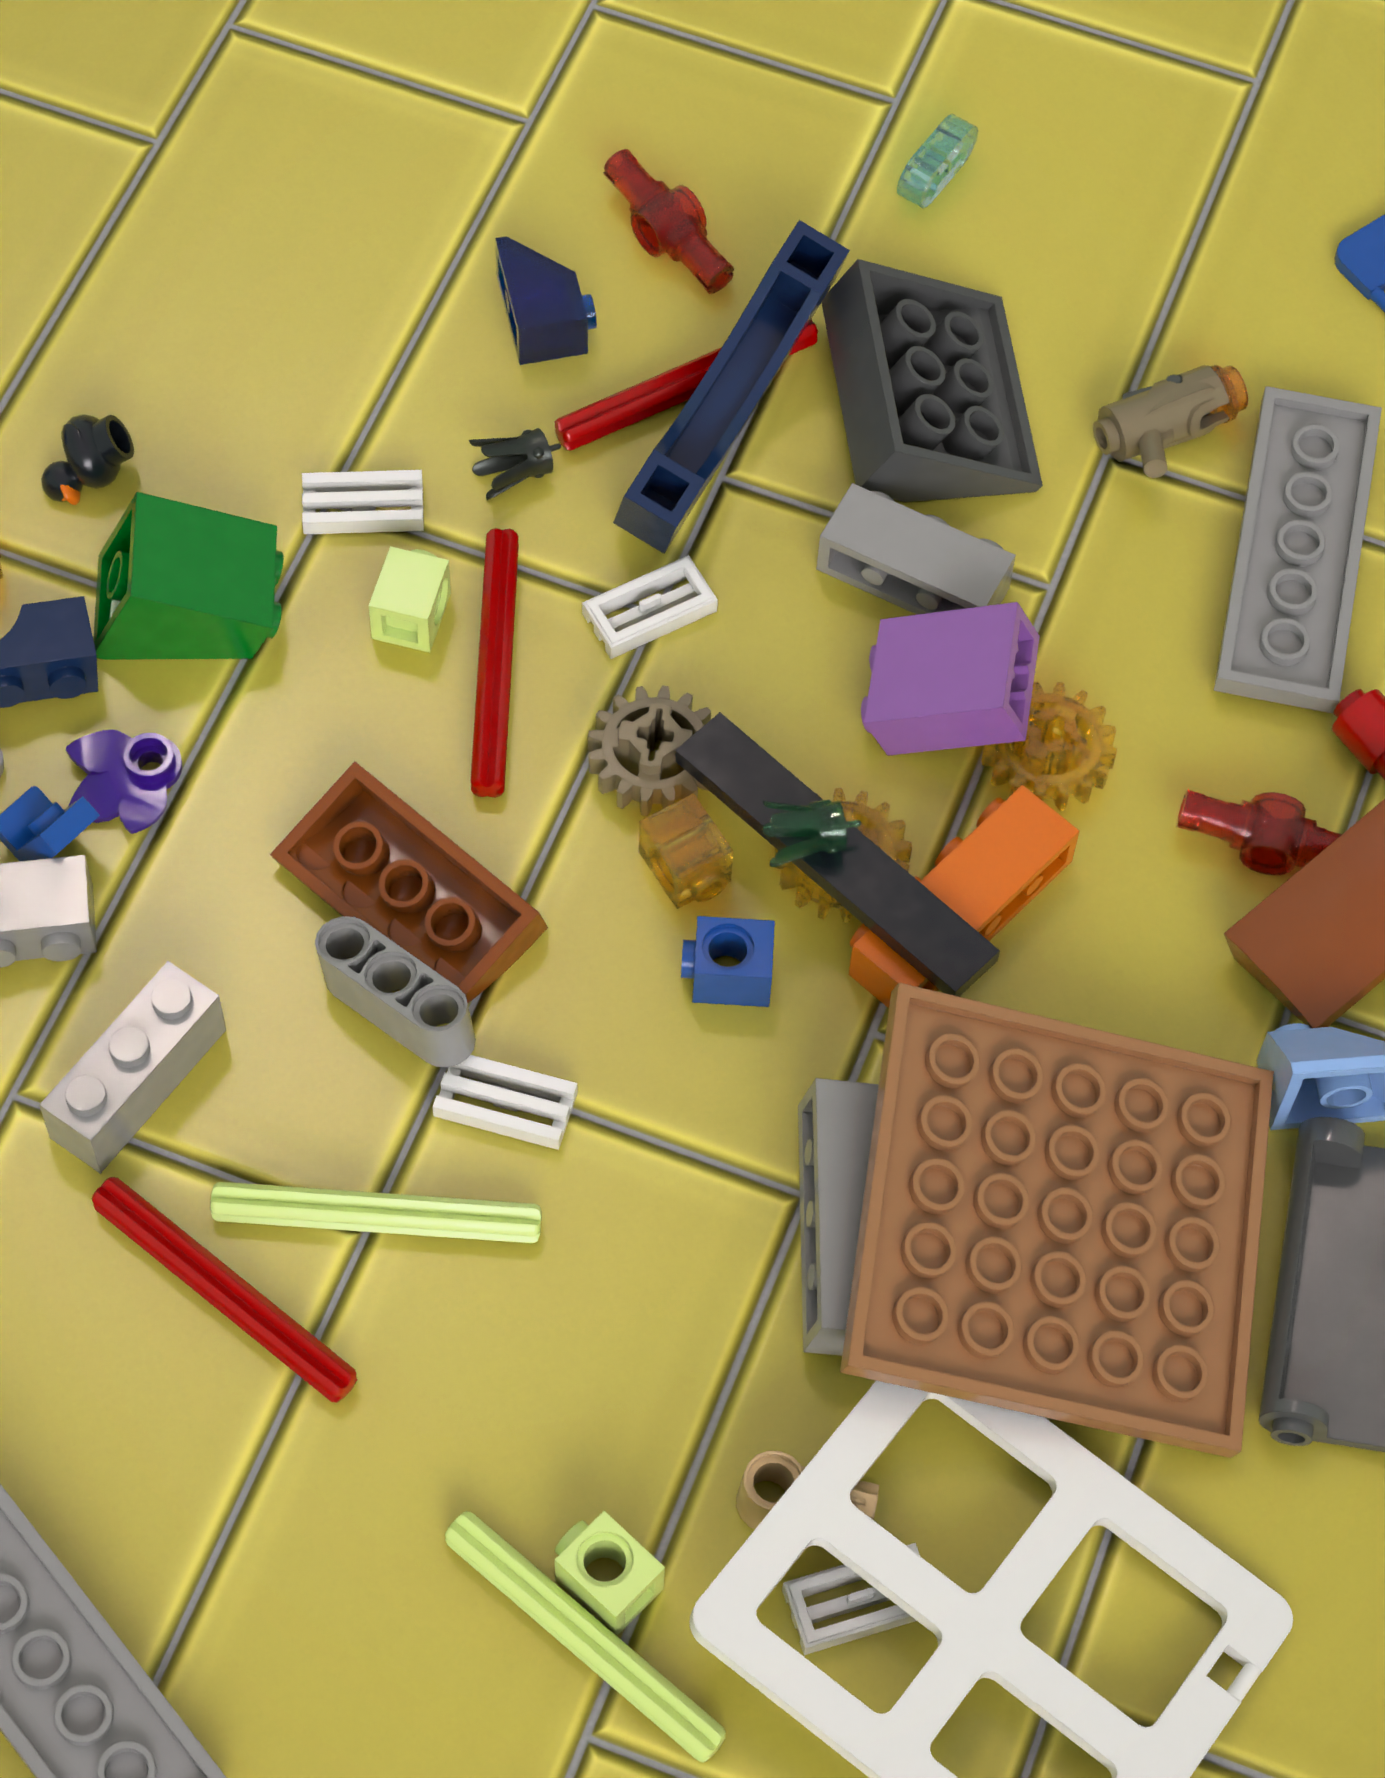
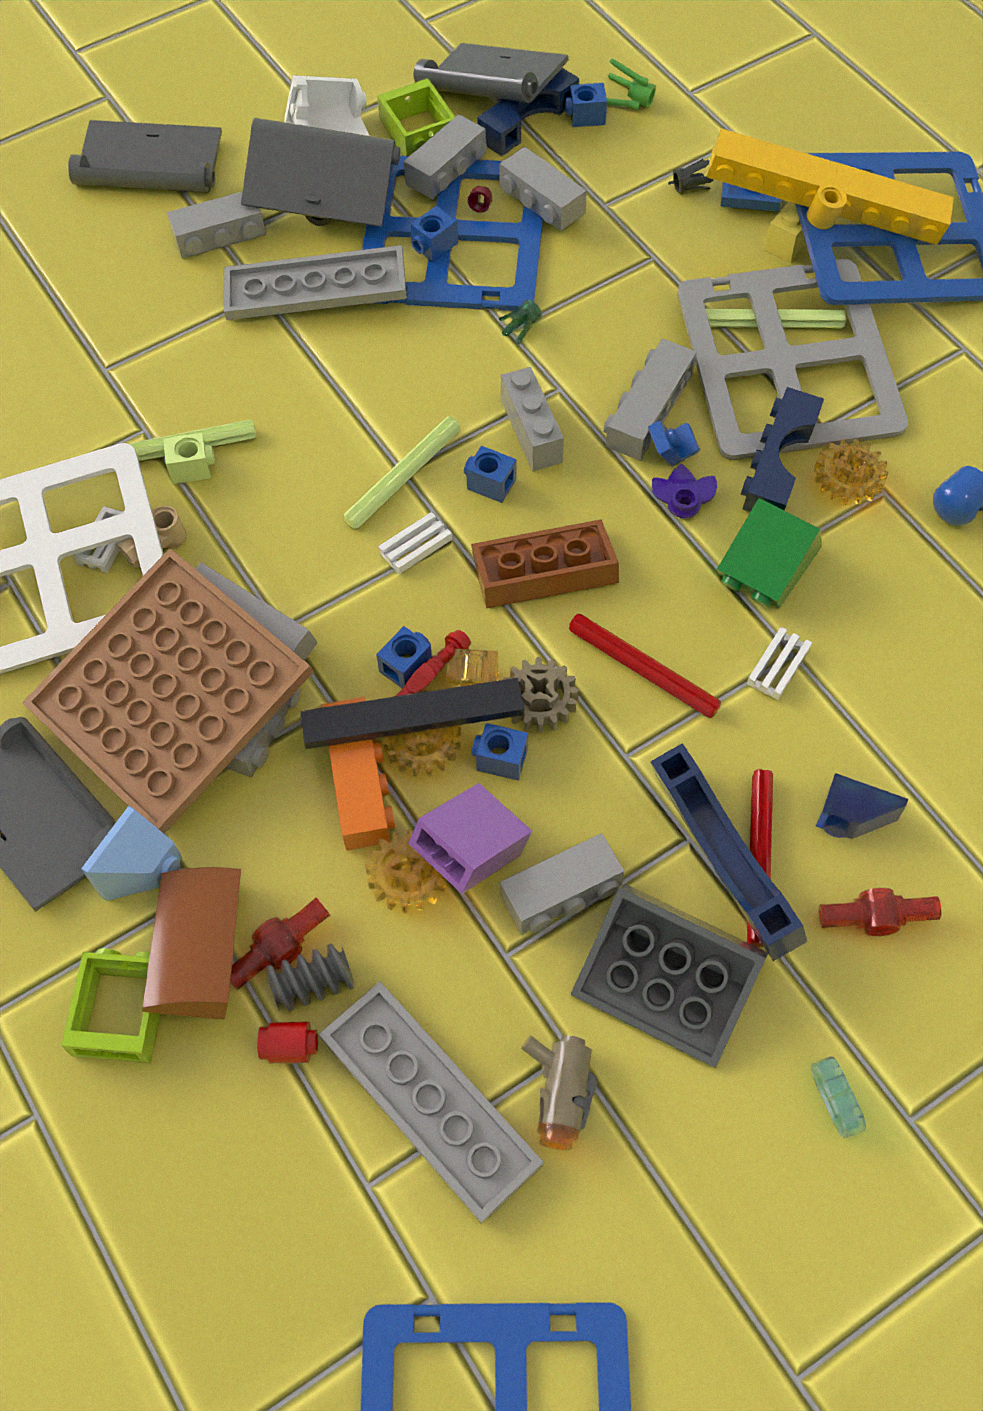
camera: 130 degrees right, 0 degrees up
(93, 455) = (881, 559): black animal -> none
(225, 1289) = (413, 407): red axle -> none
(290, 1037) = (490, 473): none -> blue brick
(405, 1015) = (490, 518): light grey beam -> none
(410, 598) = (701, 643): yellowish green brick -> none
(517, 456) = (758, 744): pearl dark grey piece -> none
(652, 914) = (428, 671): none -> red piece
(653, 615) = (626, 778): white tile -> none
(787, 720) = (506, 764): none -> blue brick
(819, 820) = (418, 700): clear green piece -> none
(1282, 757) = (310, 977): none -> dark grey piece

